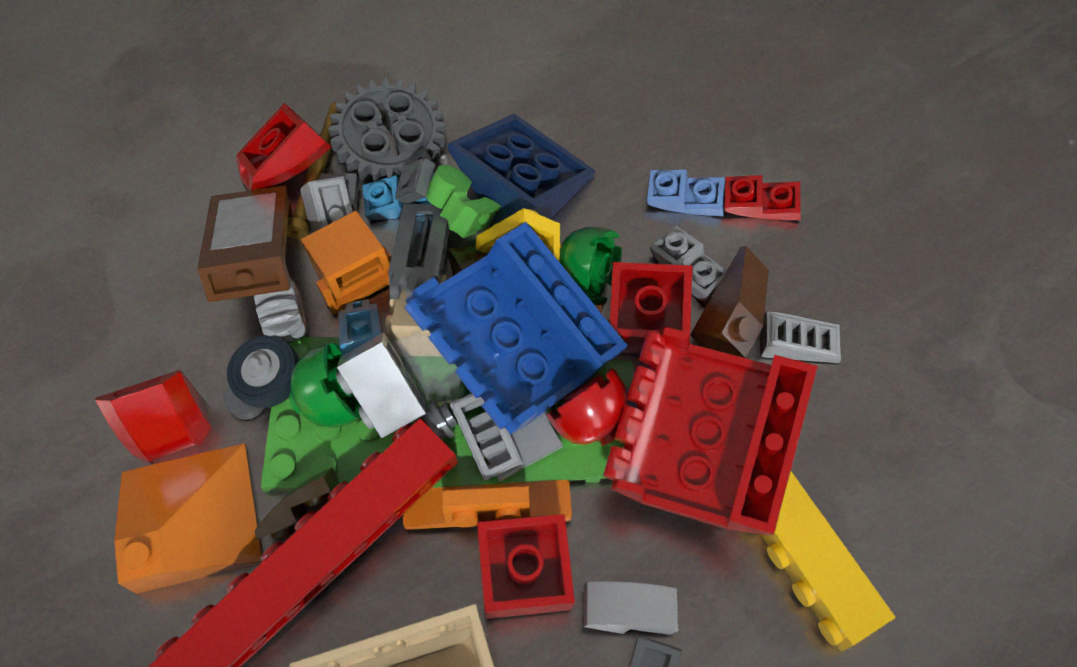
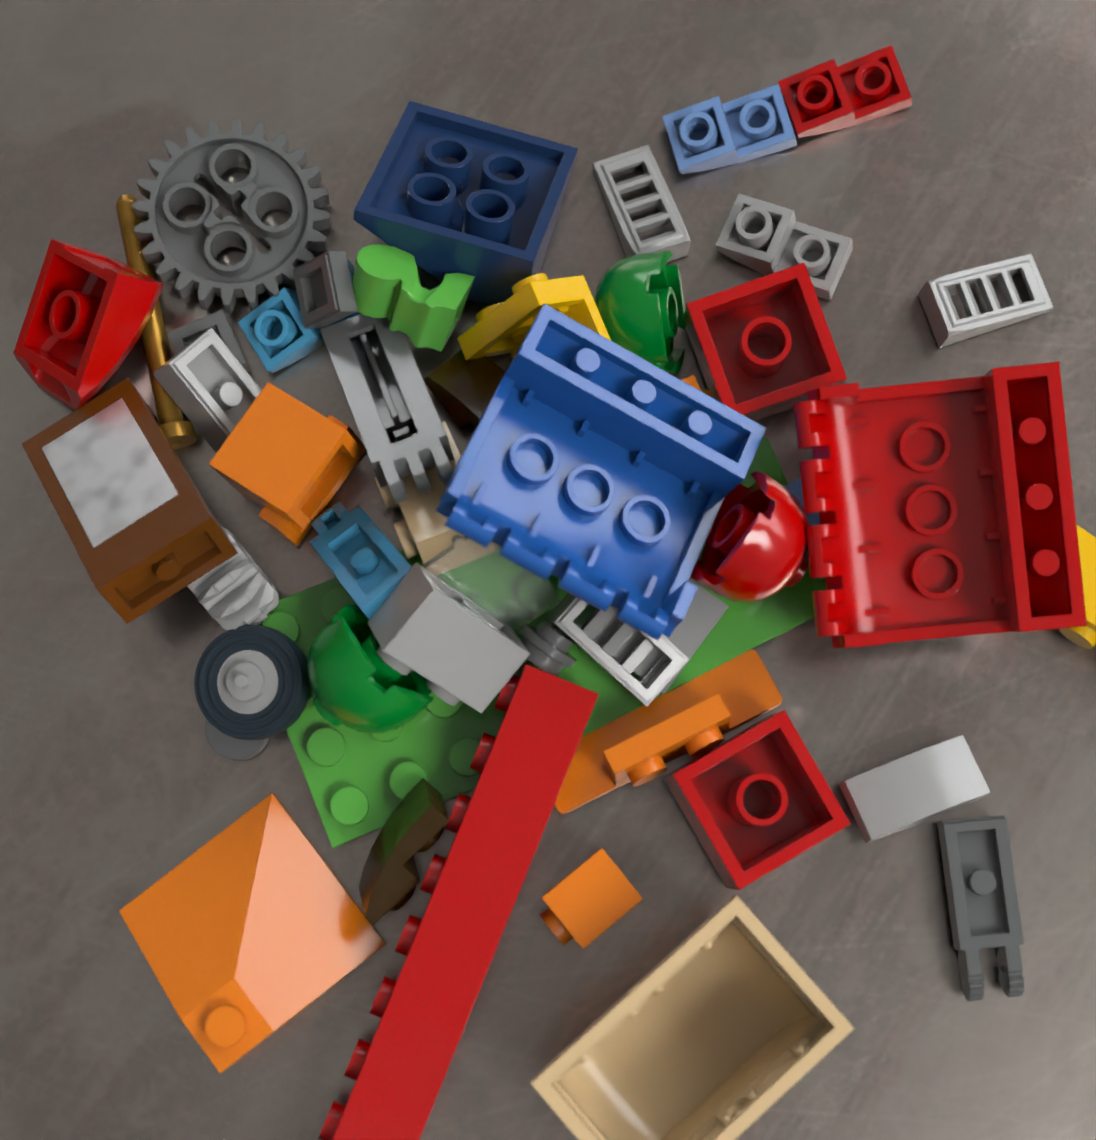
camera: 25 degrees left, 15 degrees up
(157, 416) = (136, 817): red slope -> none
(394, 585) = (588, 900): none -> orange brick
(626, 235) = (676, 236): none -> light grey slope
(736, 307) = (883, 298): reddish brown slope -> none

